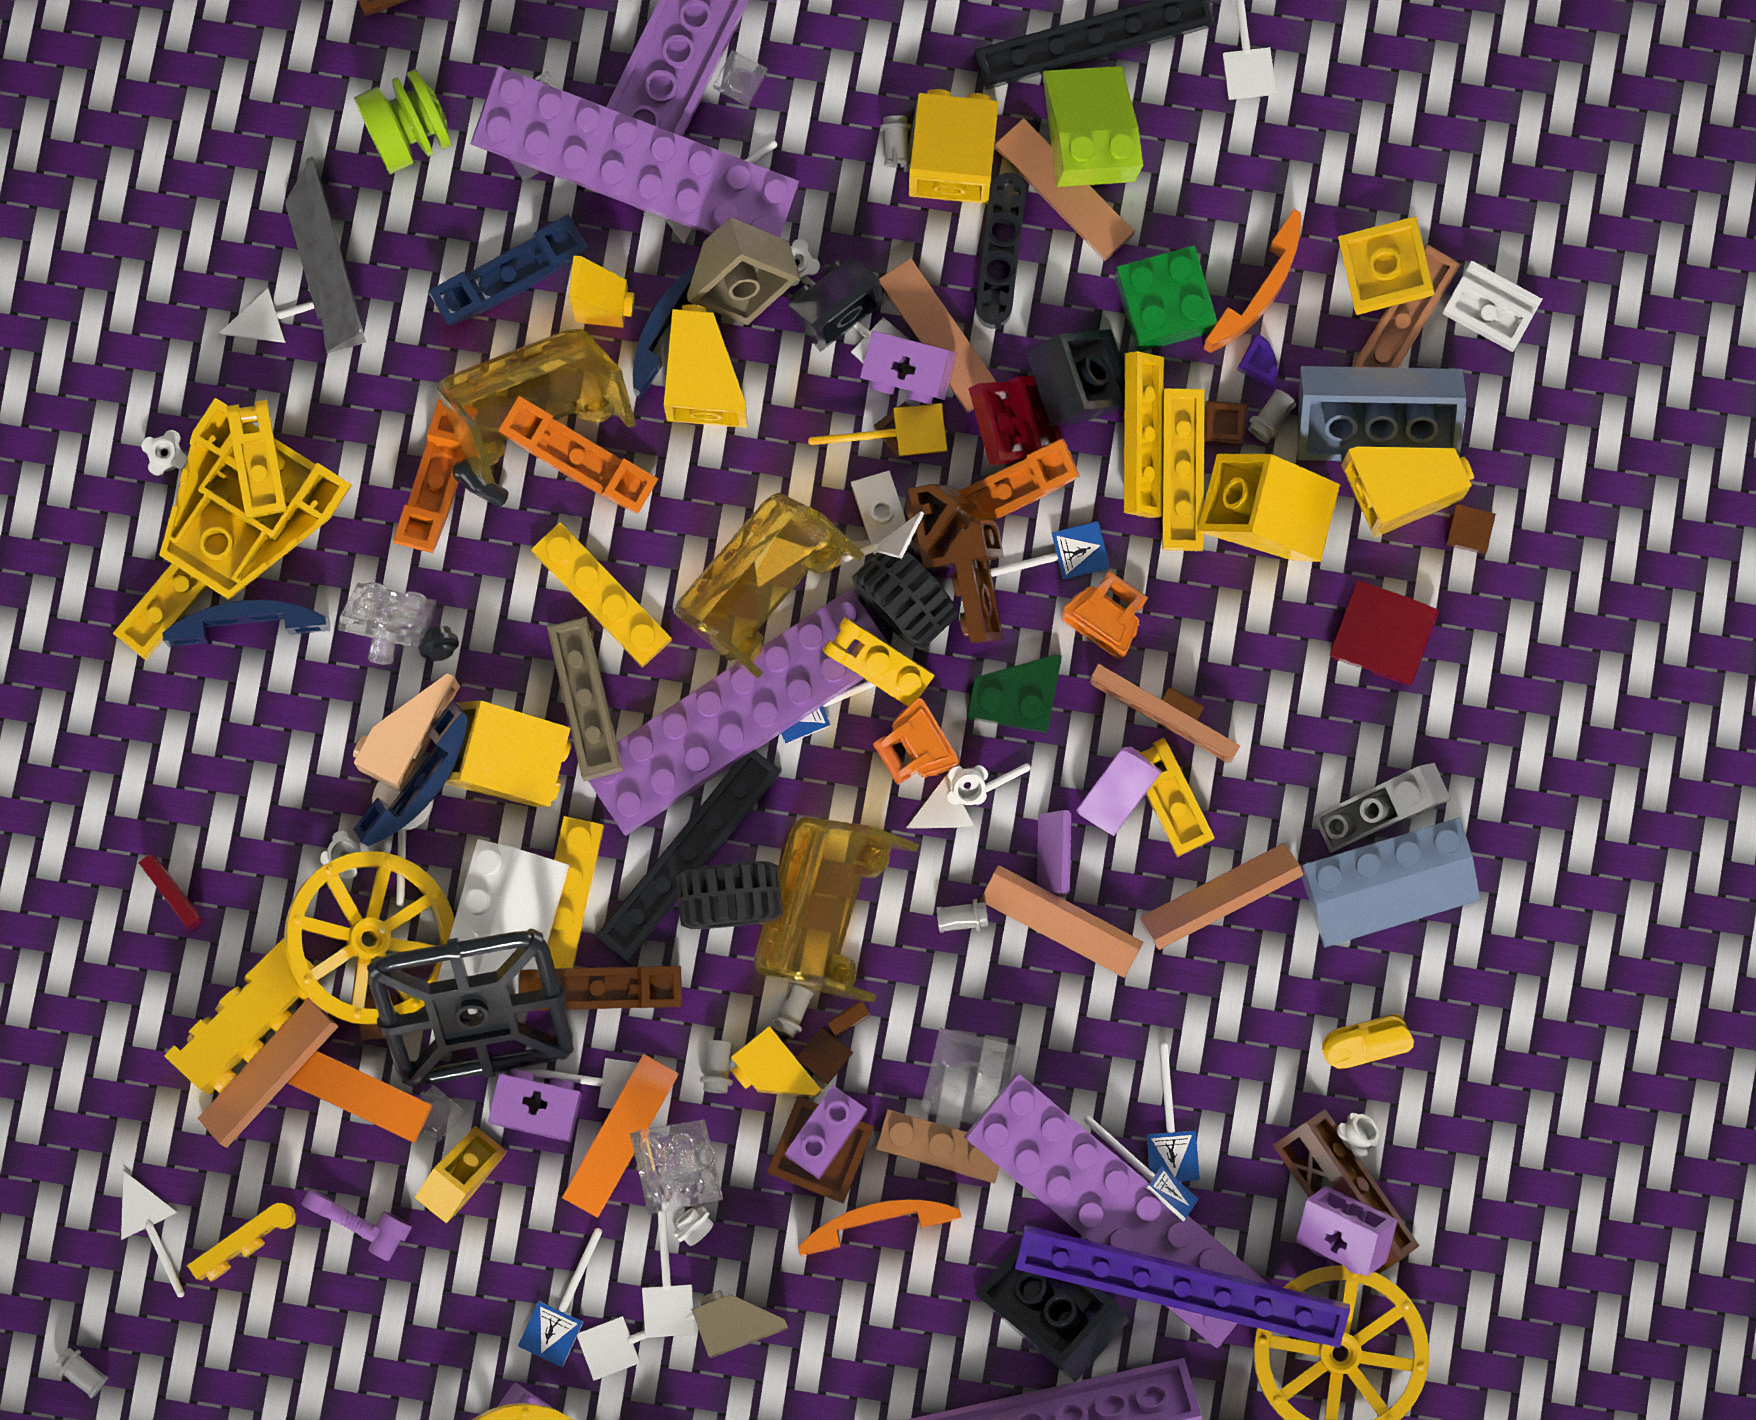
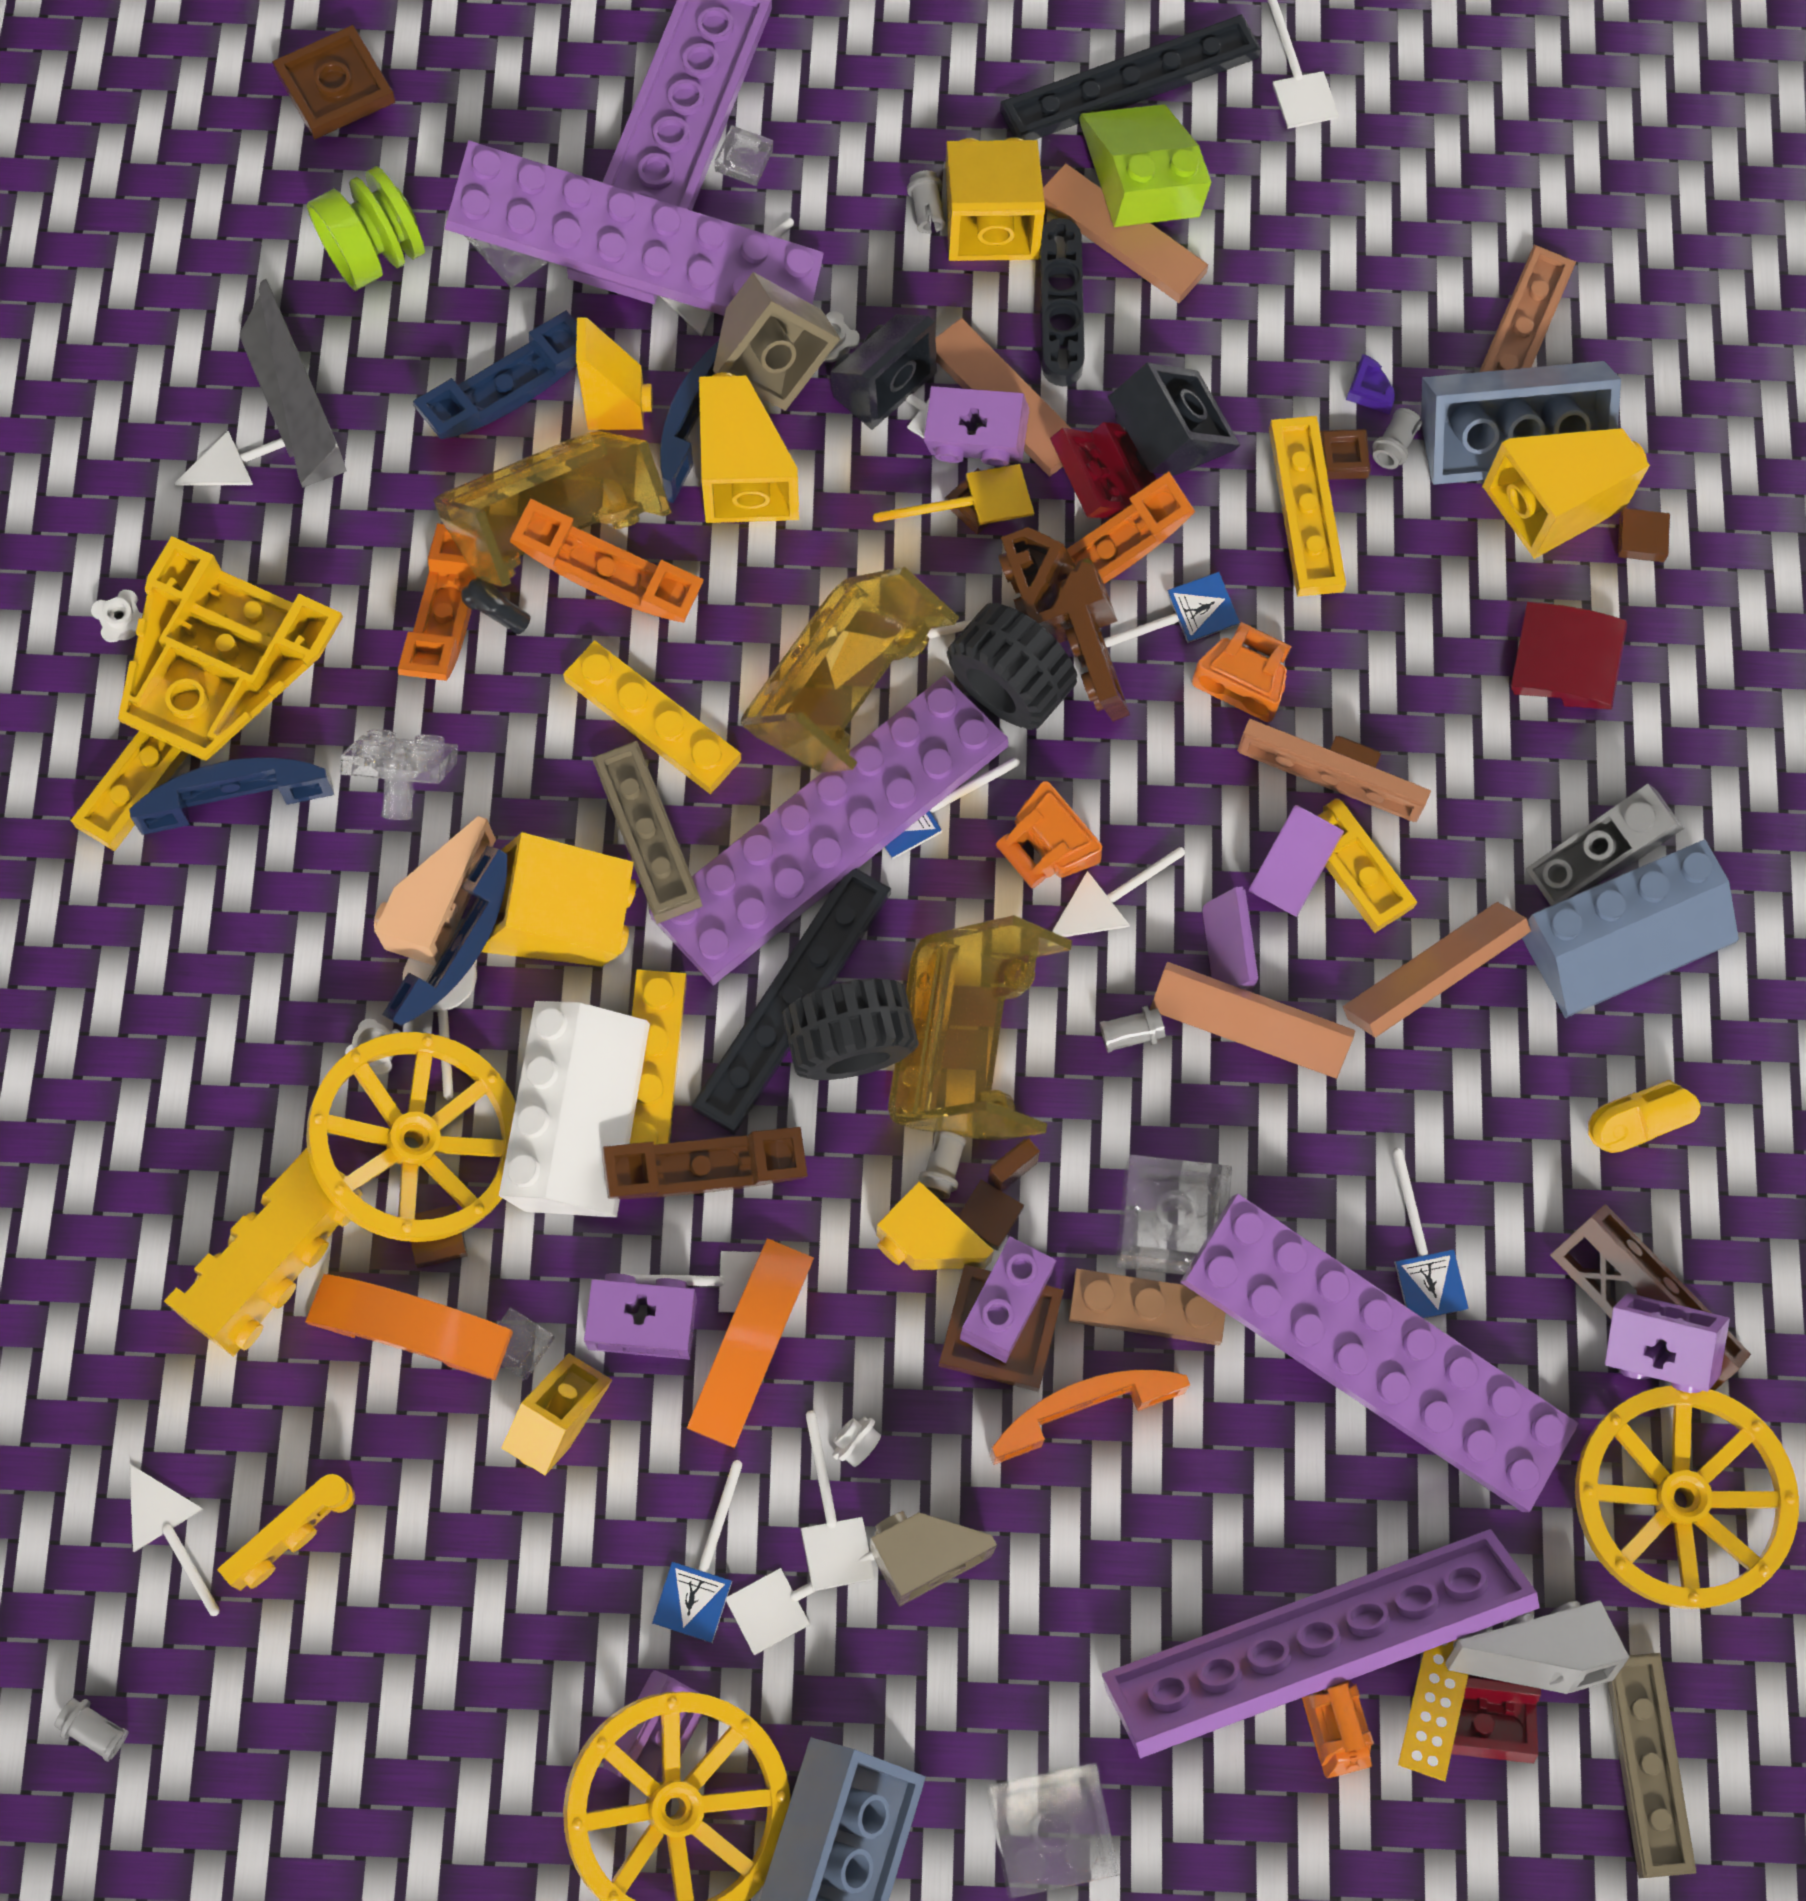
camera: 10 degrees left, 10 degrees down
(171, 892) = (164, 1113): dark red tile -> none
(256, 460) = (225, 596): yellow plate -> none
(267, 1072) = (301, 1317): nougat tile -> none
(383, 1236) = (466, 1504): medium lavender brick -> none
(438, 643) = (464, 789): black plate -> none
(486, 992) = (563, 1171): black plate -> none
(683, 1165) = (837, 1364): clear plate -> none
(717, 1067) = (860, 1241): light grey pin -> none
(879, 506) = (963, 582): white plate -> none
(879, 662) = (990, 746): yellow plate -> none
(893, 544) = (994, 599): white piece -> none
(975, 793) = (1127, 883): white plate -> none
(1017, 695) = (1156, 773): dark green wing -> none
(1056, 1317) = (1319, 1485): black slope -> none
(1143, 434) = (1255, 472): yellow plate -> none
(1161, 1184) = (1426, 1314): white piece -> none
(1165, 299) = (1256, 327): green brick -> none
(1182, 1286) = (1482, 1433): dark purple plate -> none
(1233, 324) = (1341, 344): orange slope -> none
(1269, 506) = (1415, 526): yellow slope -> none
(1359, 1134) = (1653, 1227): white plate -> none
(1386, 265) = (1496, 267): yellow plate -> none
(1492, 306) = (1620, 299): white plate -> none

